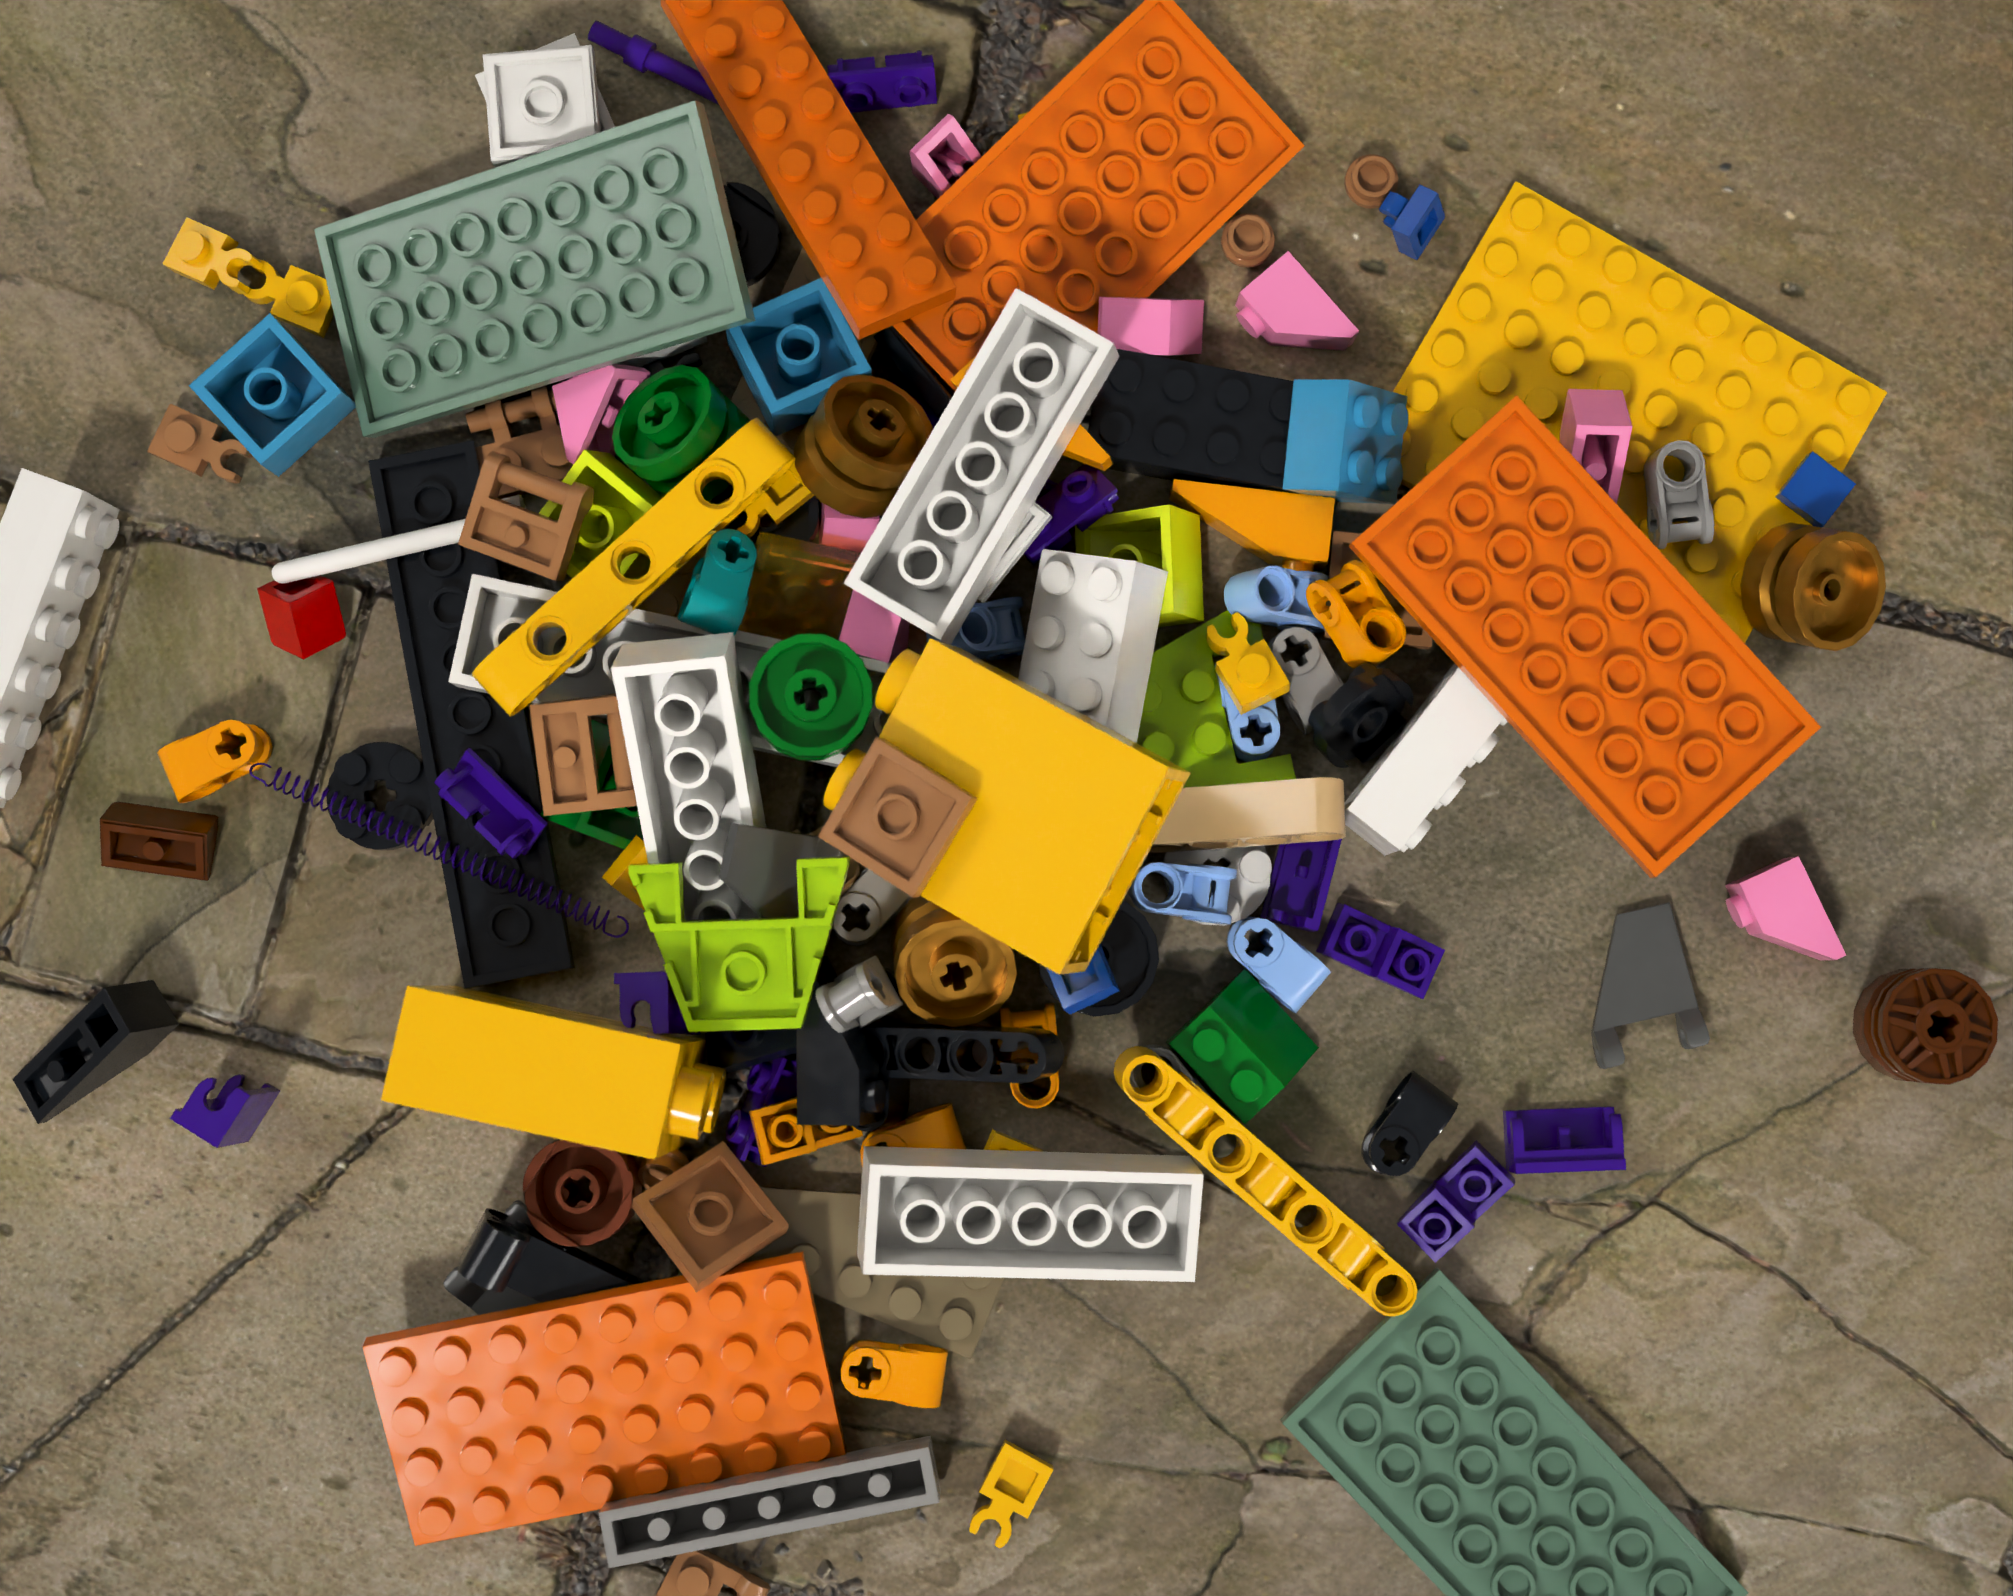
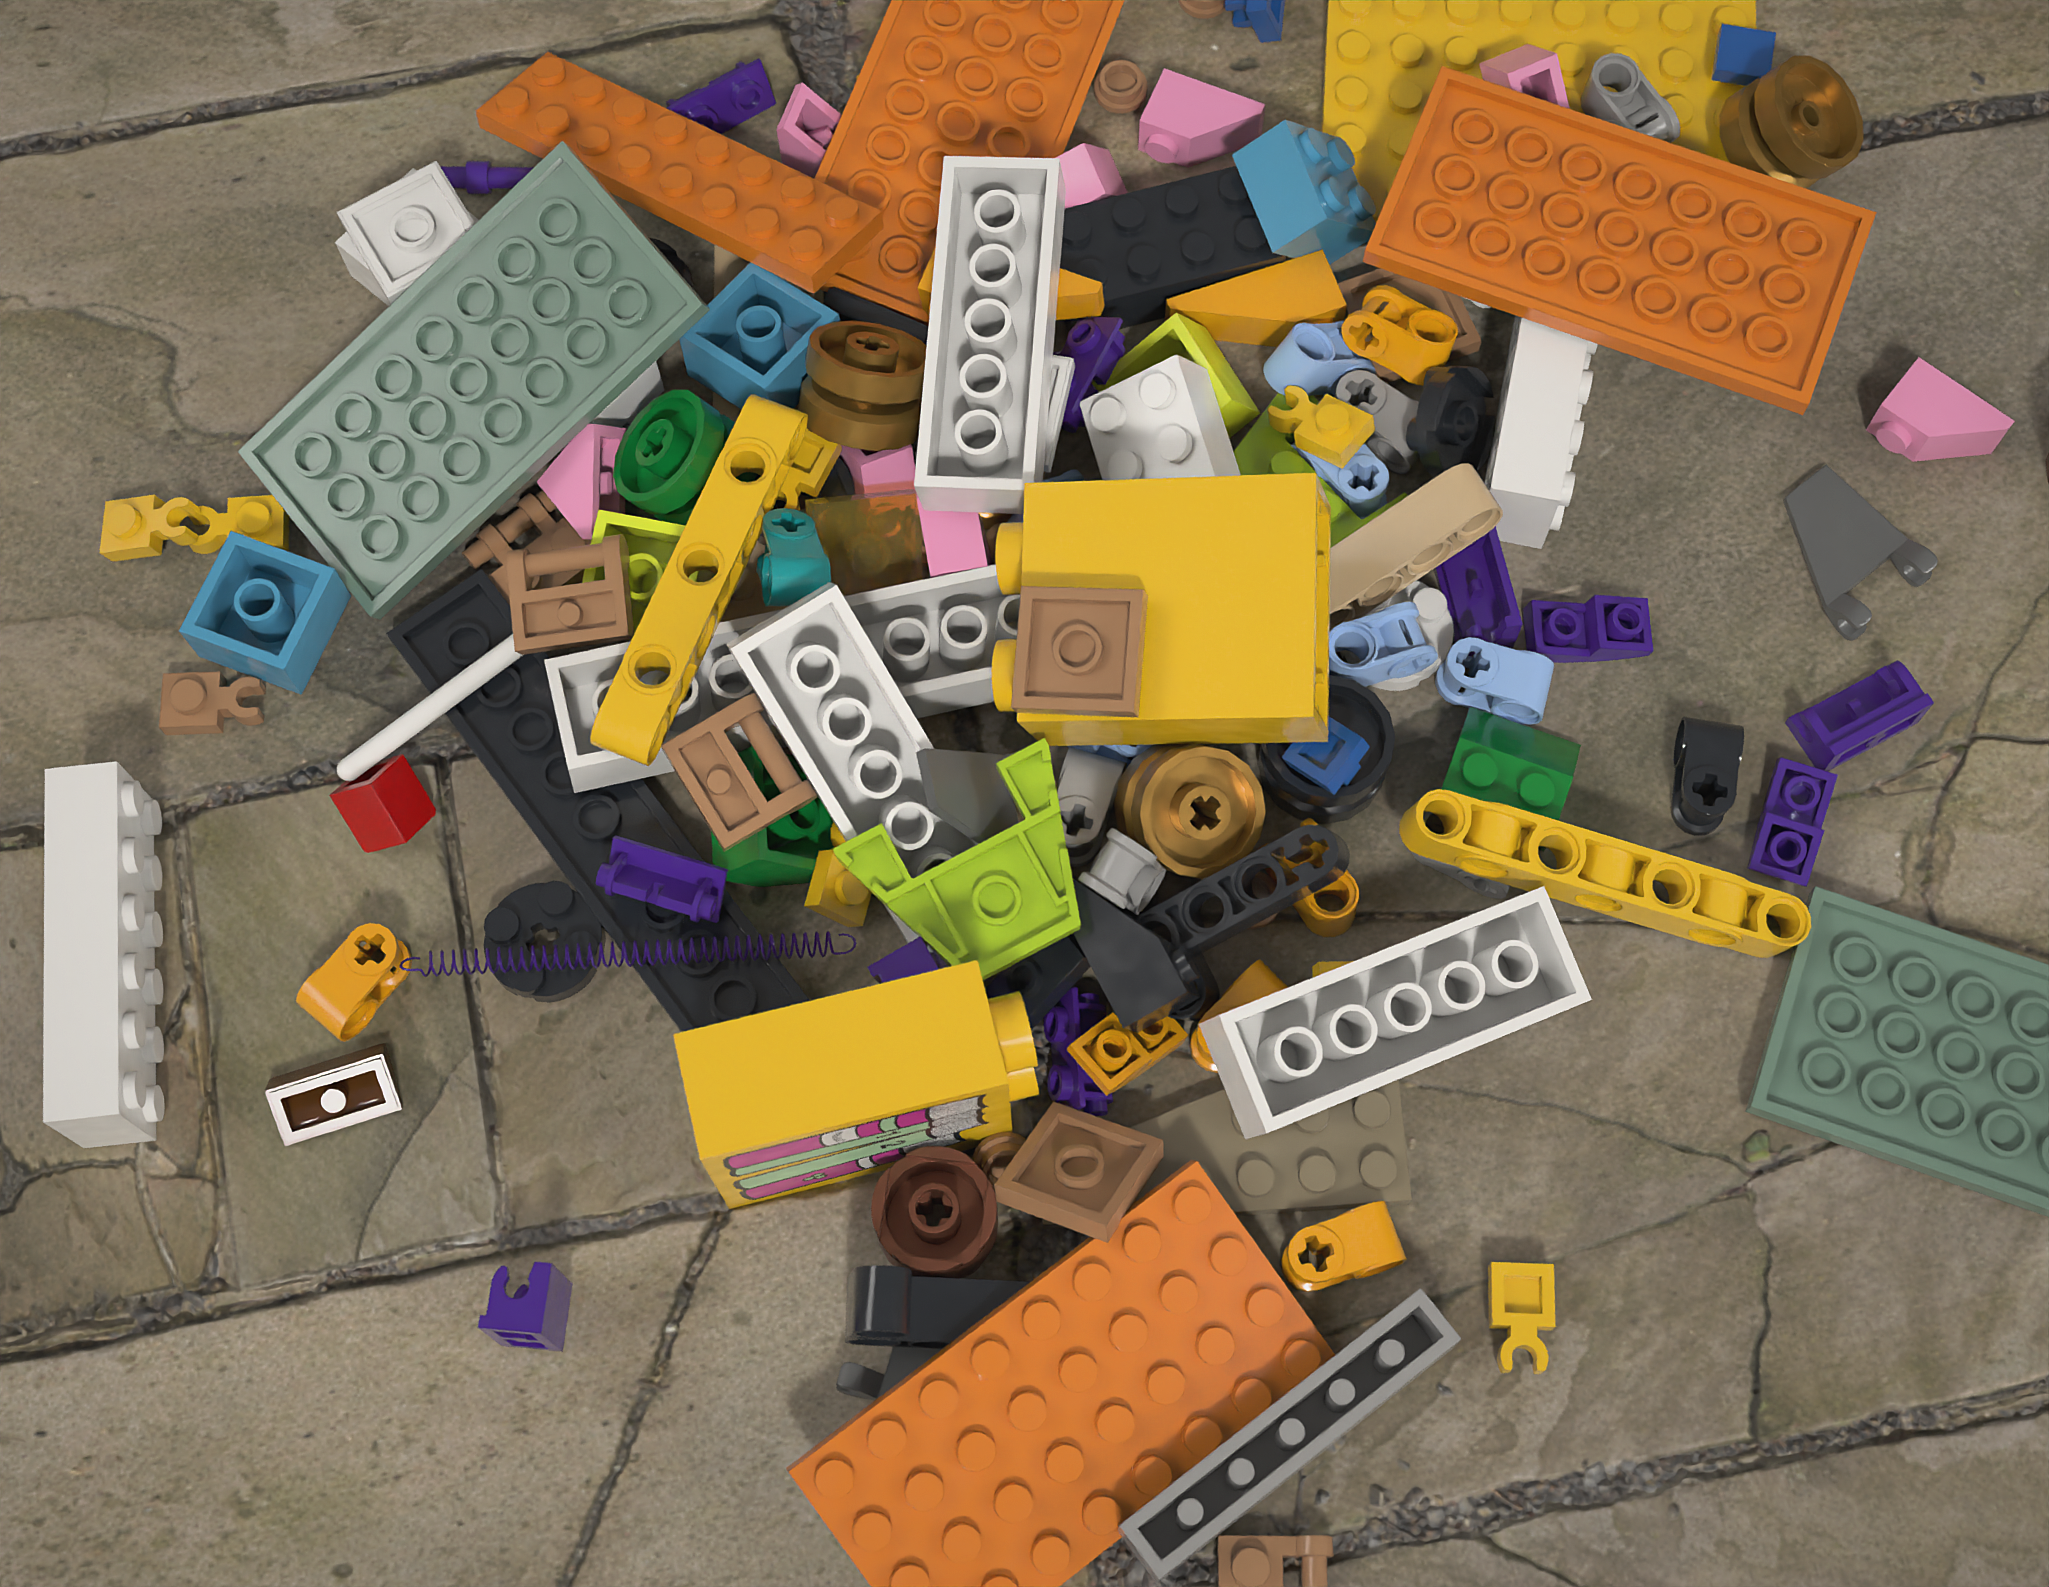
camera: 25 degrees left, 15 degrees down
(95, 1046) = (358, 1324): black slope -> none
(802, 665) = (933, 615): green wheel -> none

